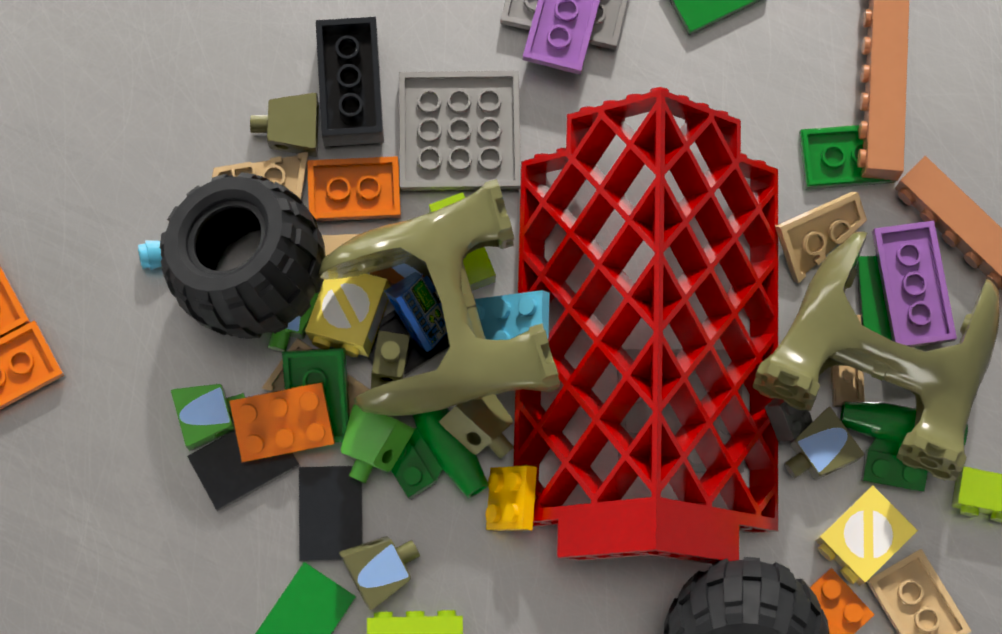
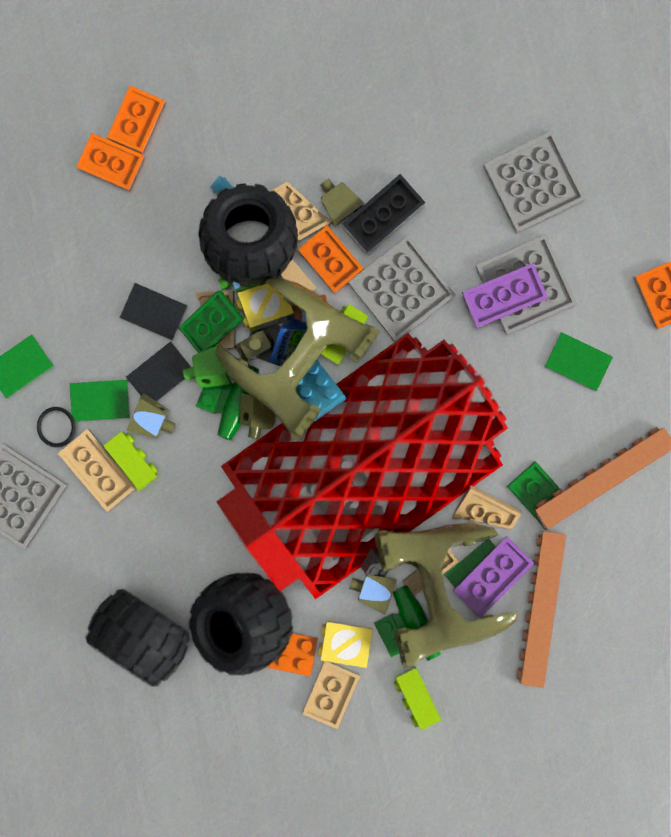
camera: 55 degrees right, 10 degrees up
(203, 413) = (162, 275): torso -> none
(282, 422) = (184, 316): orange plate -> none
(511, 498) = (231, 456): yellow plate -> none

